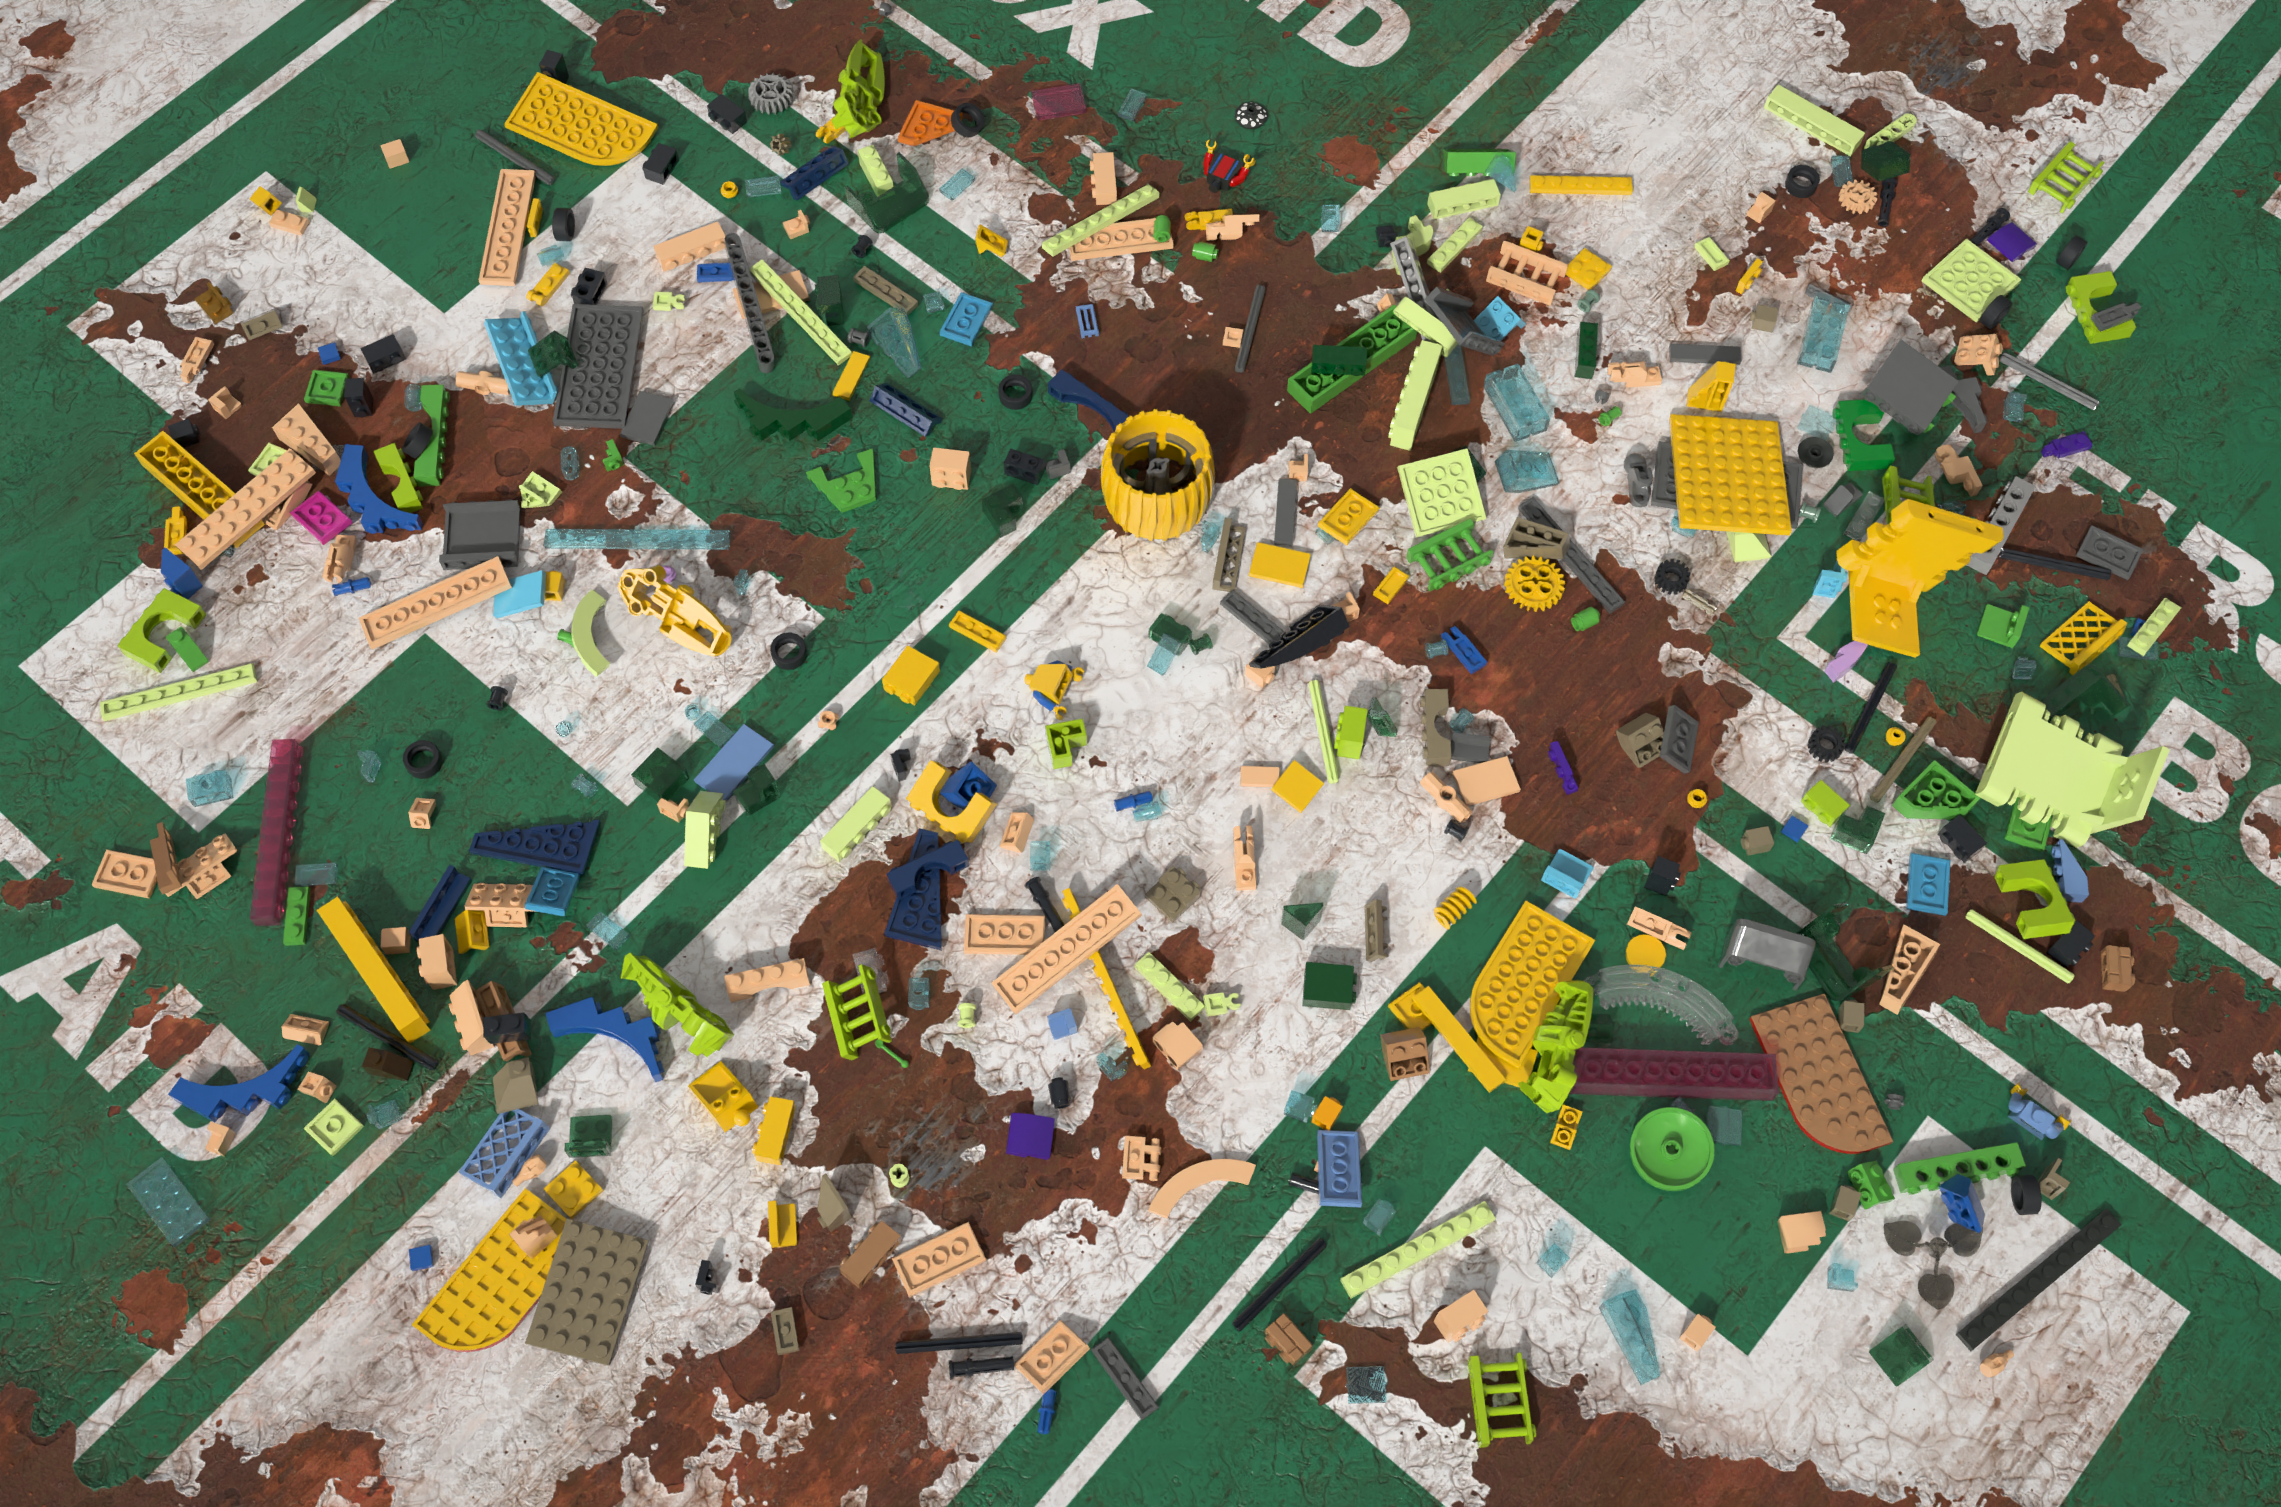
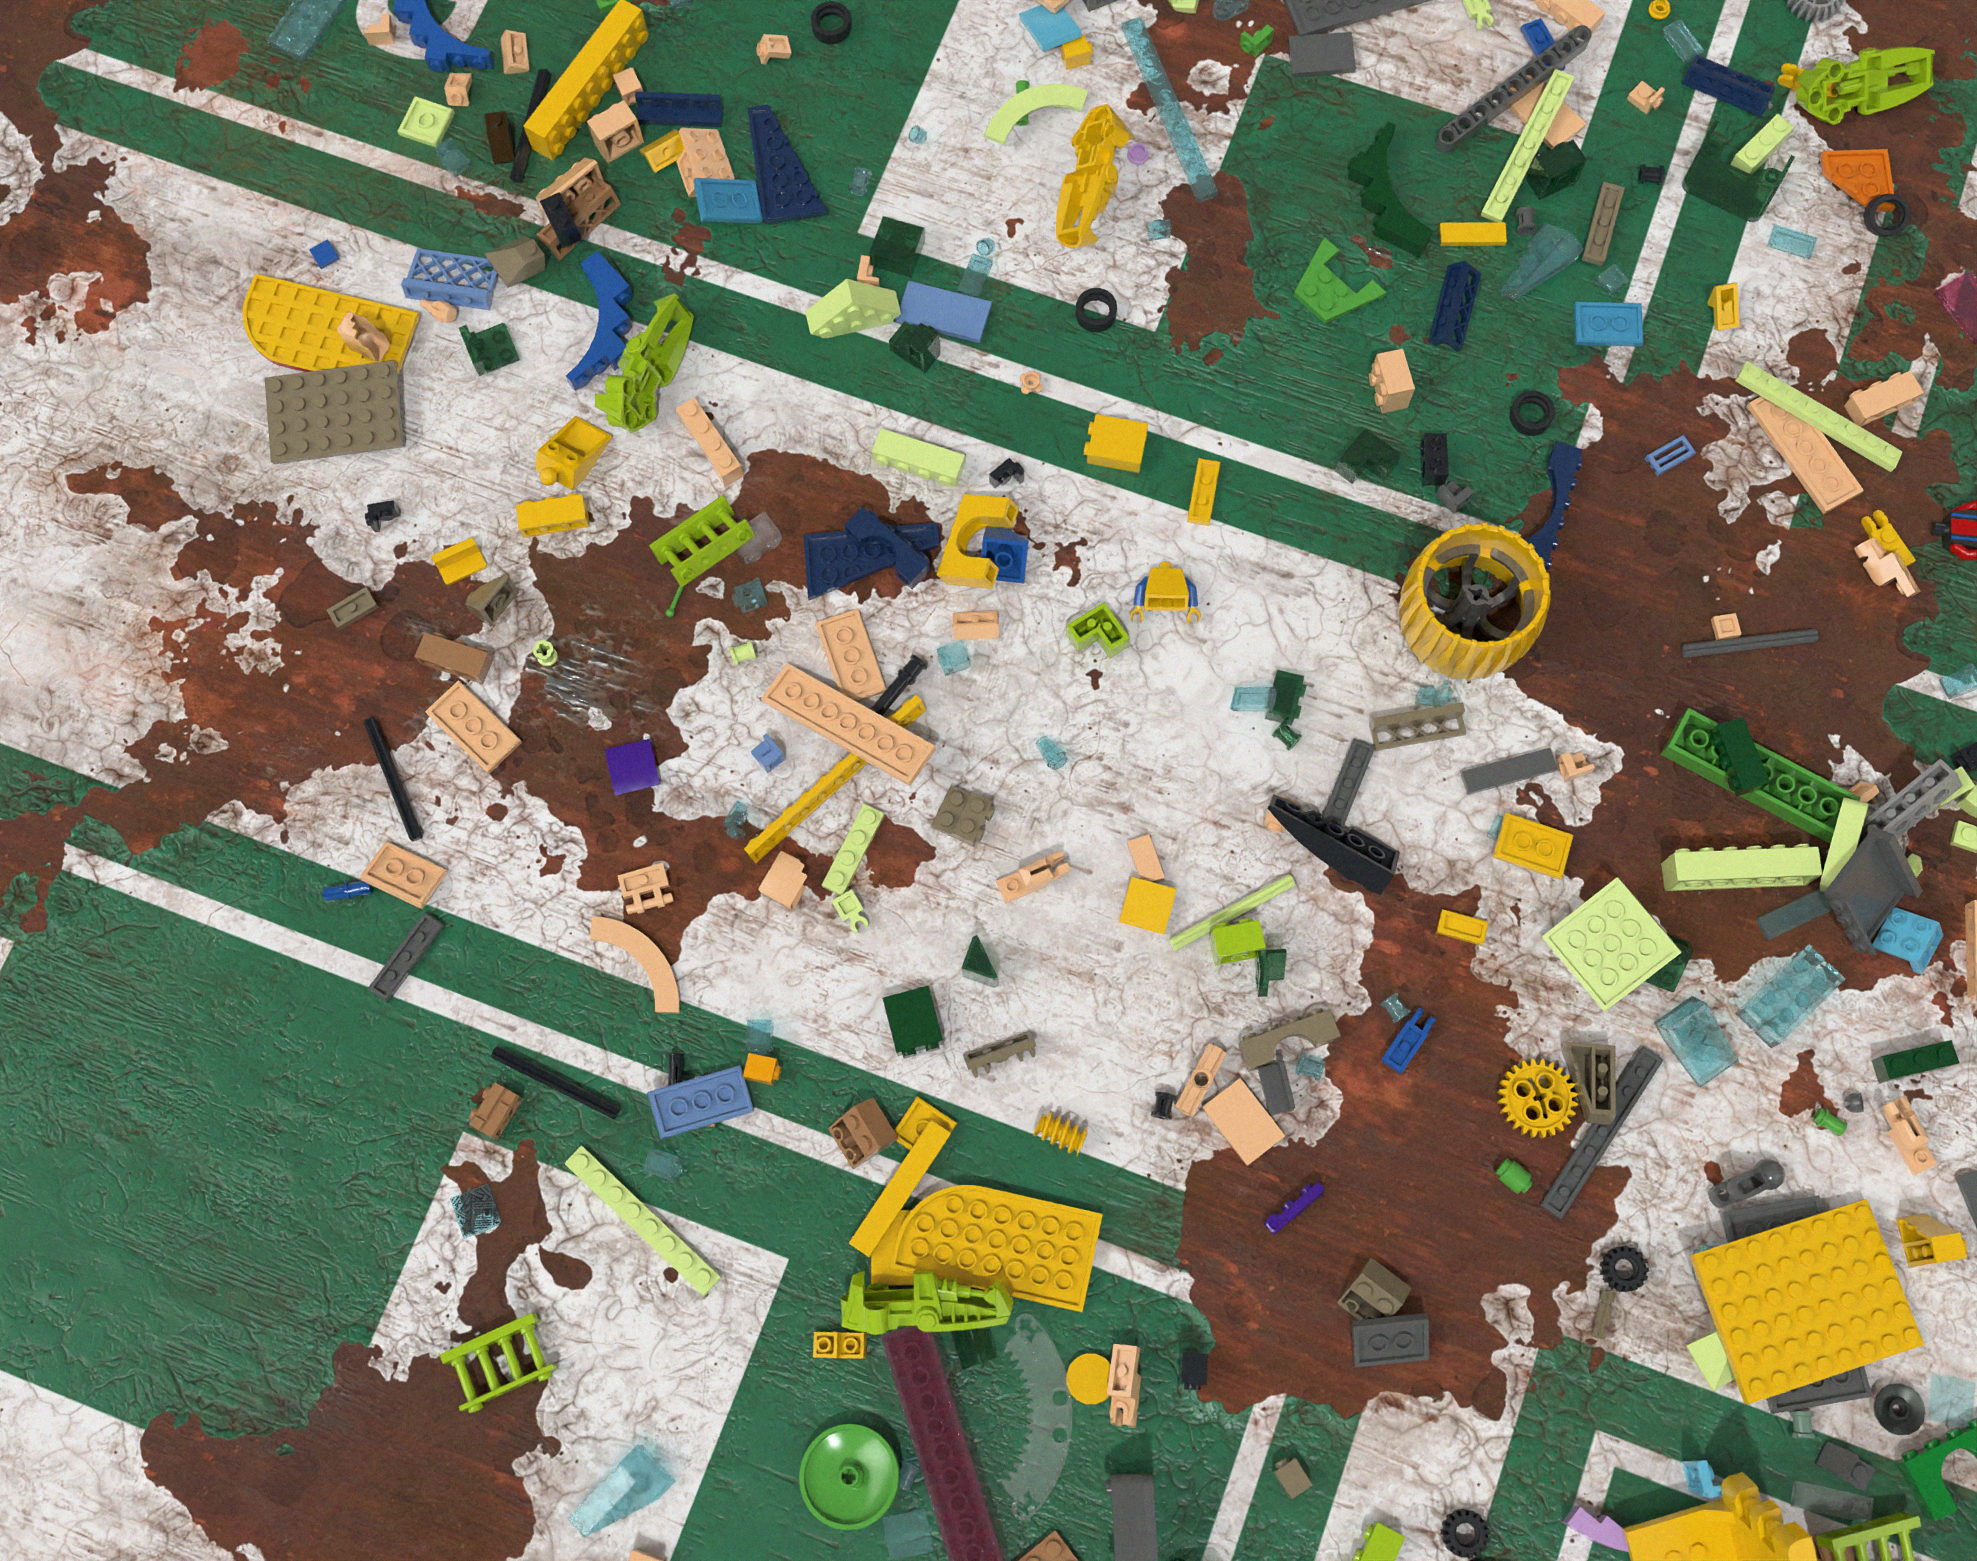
camera: 75 degrees right, 10 degrees up
(497, 698) = (925, 58): black bush -> none
(573, 1189) = (433, 357): yellow plate -> none
(608, 930) = (712, 272): clear light blue tile -> none
(780, 144) = (1747, 33): dark tan gear -> none
(969, 1367) = (369, 799): black pin -> none
(1059, 1093) = (689, 779): black brick -> none
(1133, 801) = (1059, 732): blue axle -> none
(1162, 229) = (1838, 488): bright green brick -> none
(1205, 251) = (1834, 551): bright green brick -> none
(1279, 565) = (1433, 789): yellow tile -> none
(1349, 607) = (1404, 885): light nougat panel -> none
(1449, 538) = (1554, 975): bright green fence -> none
(1461, 1317) = (571, 1288): light nougat brick -> none
(1552, 1260) = (673, 1374): clear light blue brick -> none
(1567, 873) = (1159, 1254): medium azure bracket -> none
(1698, 794) = (1330, 1386): yellow plate -> none
(1794, 828) = (1330, 1522): blue tile -> none

